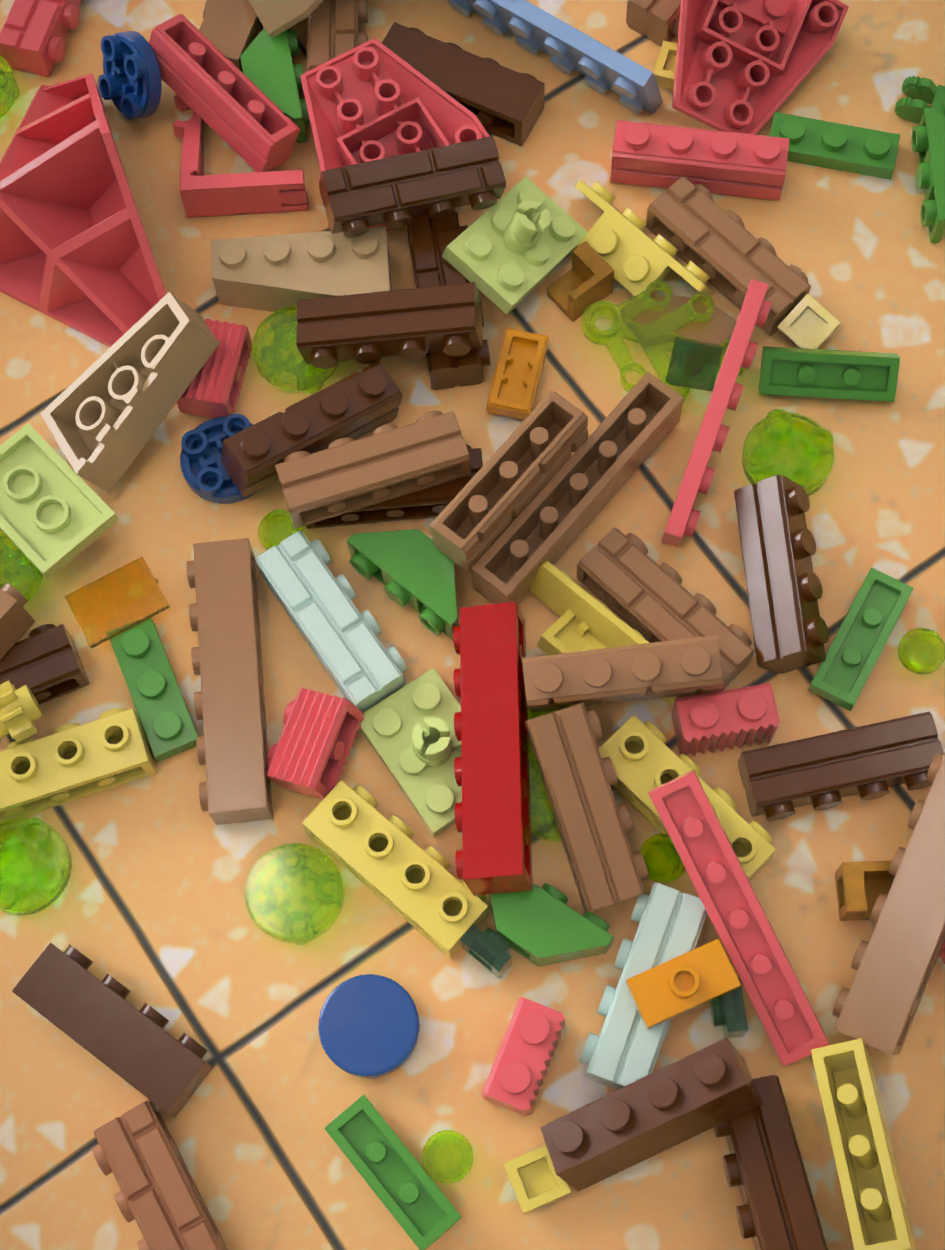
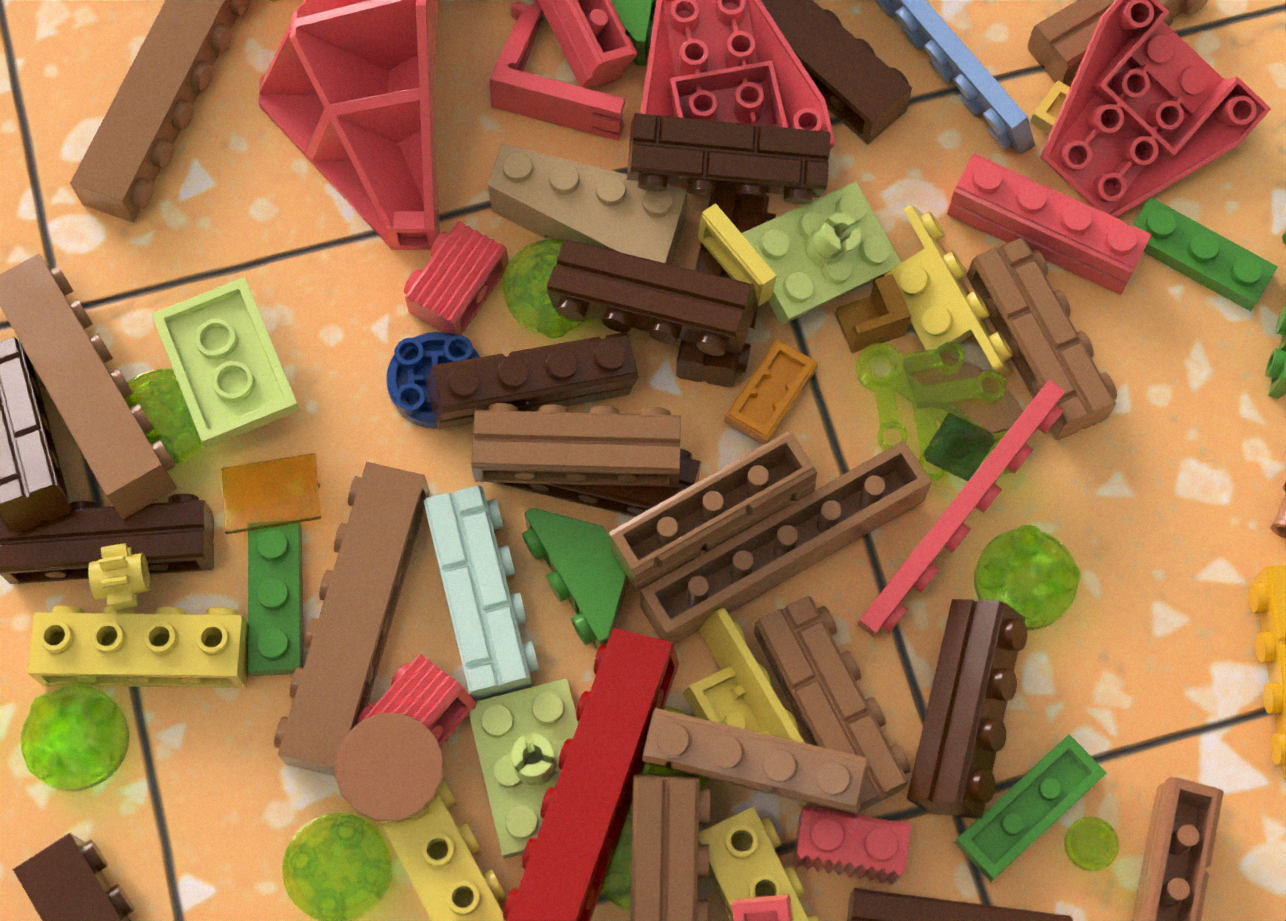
camera: 15 degrees right, 0 degrees up
(129, 391) = (358, 279): tan wedge -> none
(275, 528) = (457, 473): clear neon green plate -> none
(312, 787) = (389, 767): none -> nougat tile
(447, 263) = (735, 253): none -> light yellow tile
(809, 324) = (1100, 444): light yellow plate -> none
(829, 373) = (1102, 505): bright green plate -> none

